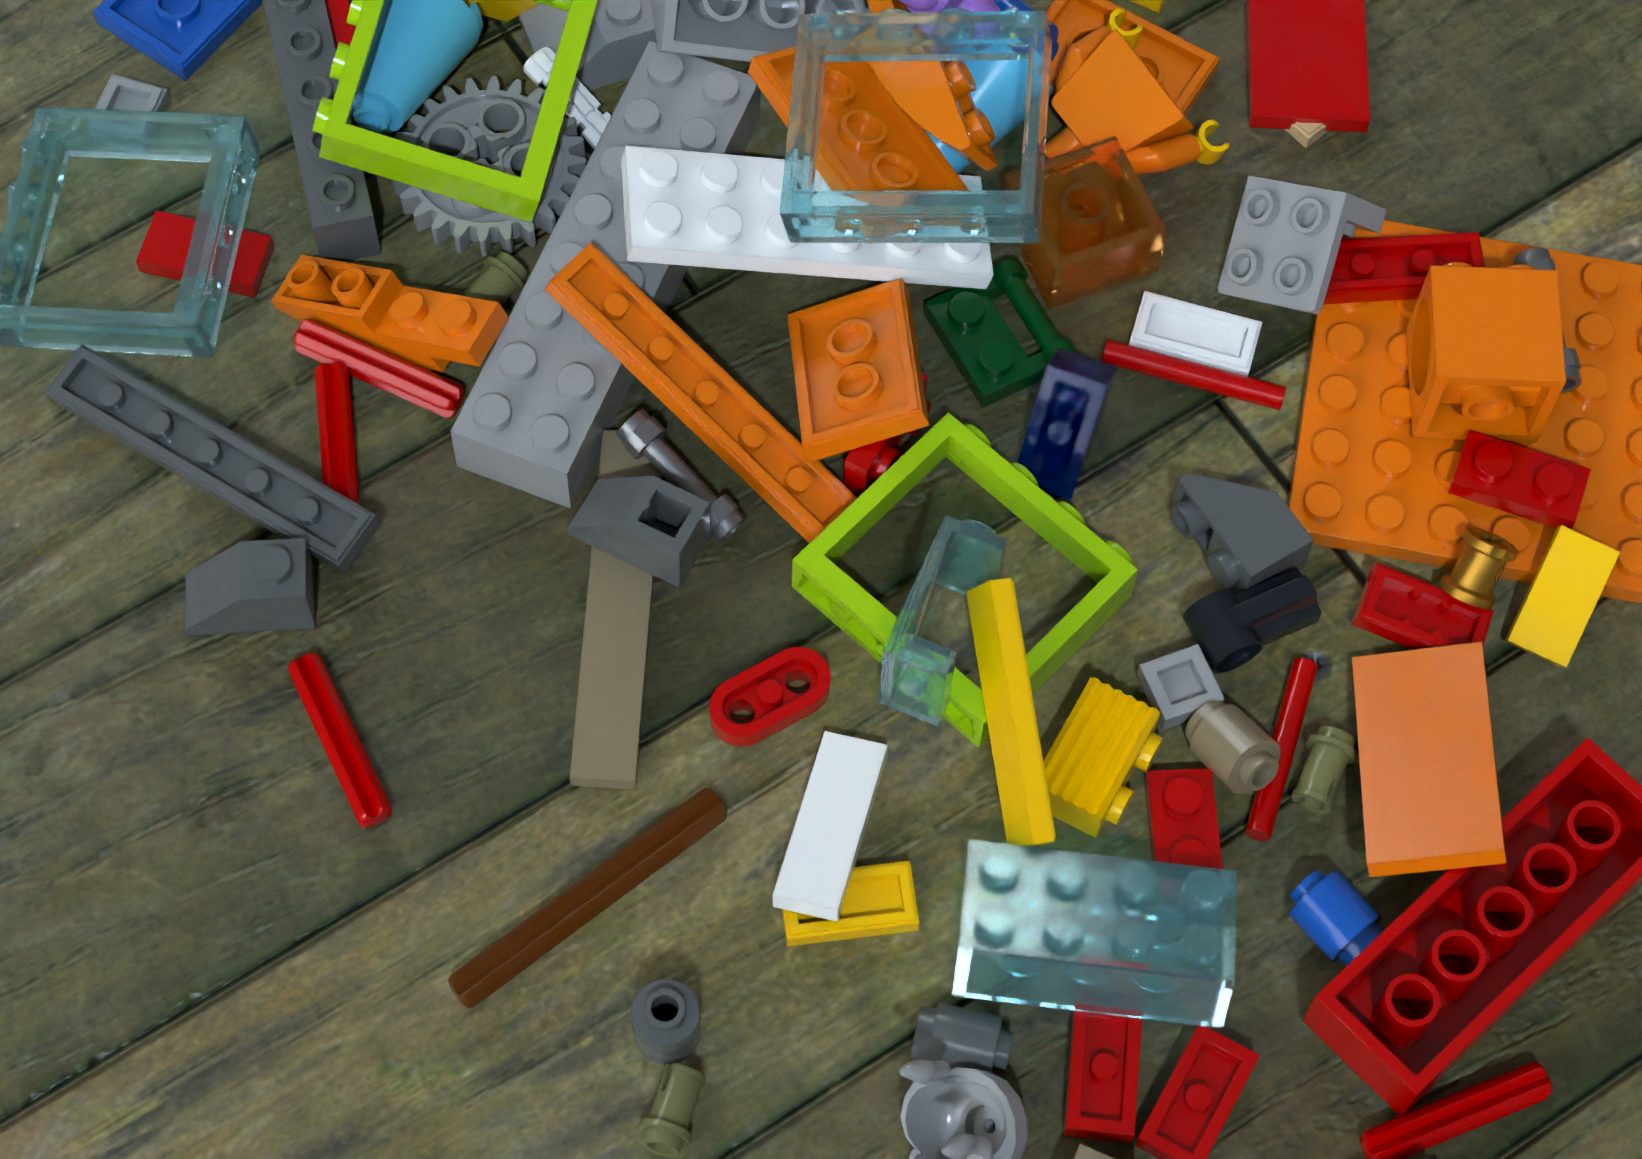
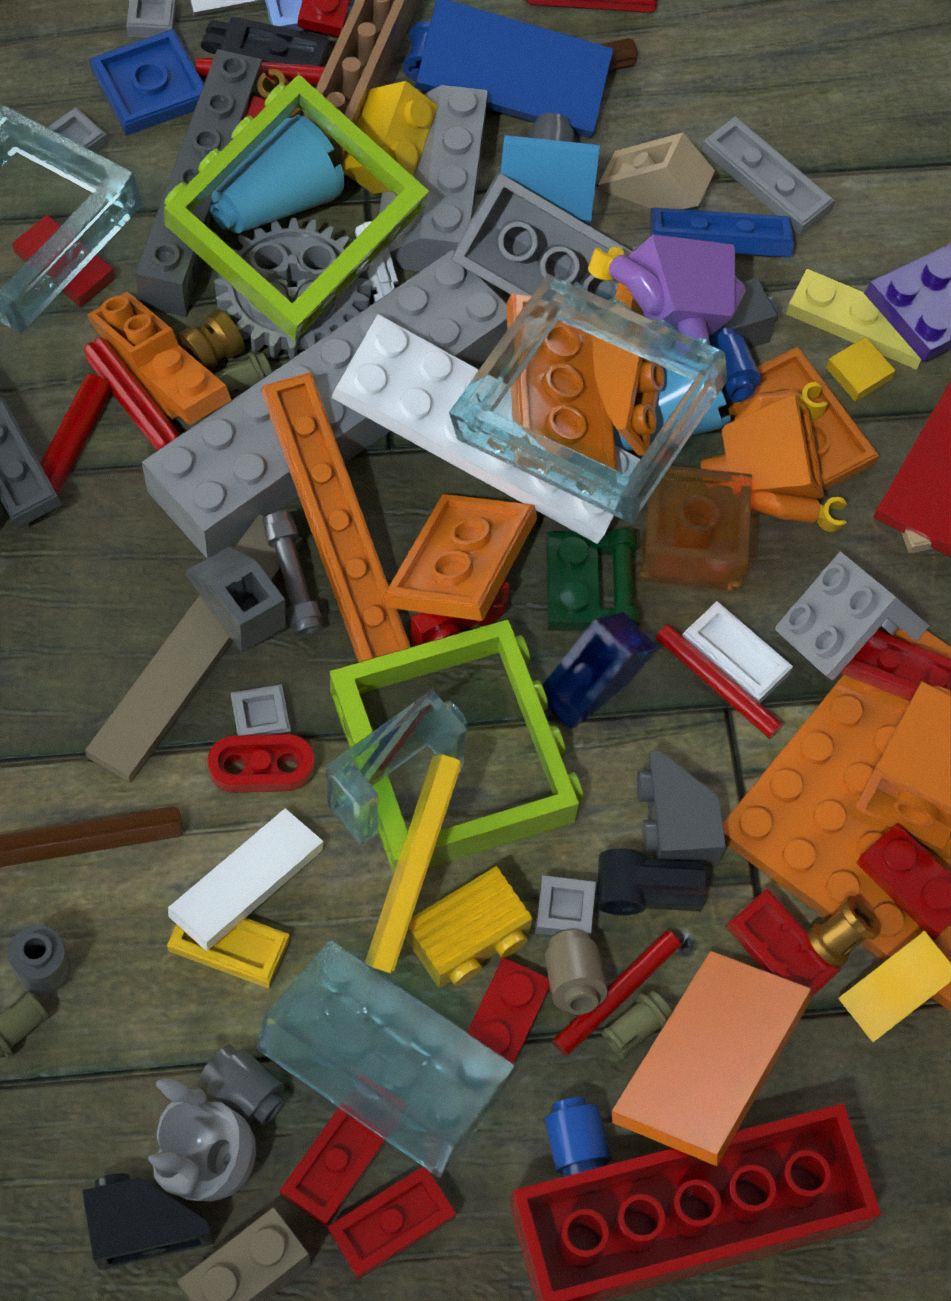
camera: 25 degrees right, 0 degrees up
(437, 260) = (213, 340): none -> pearl gold wheel
(733, 643) = (260, 711): none -> light grey tile

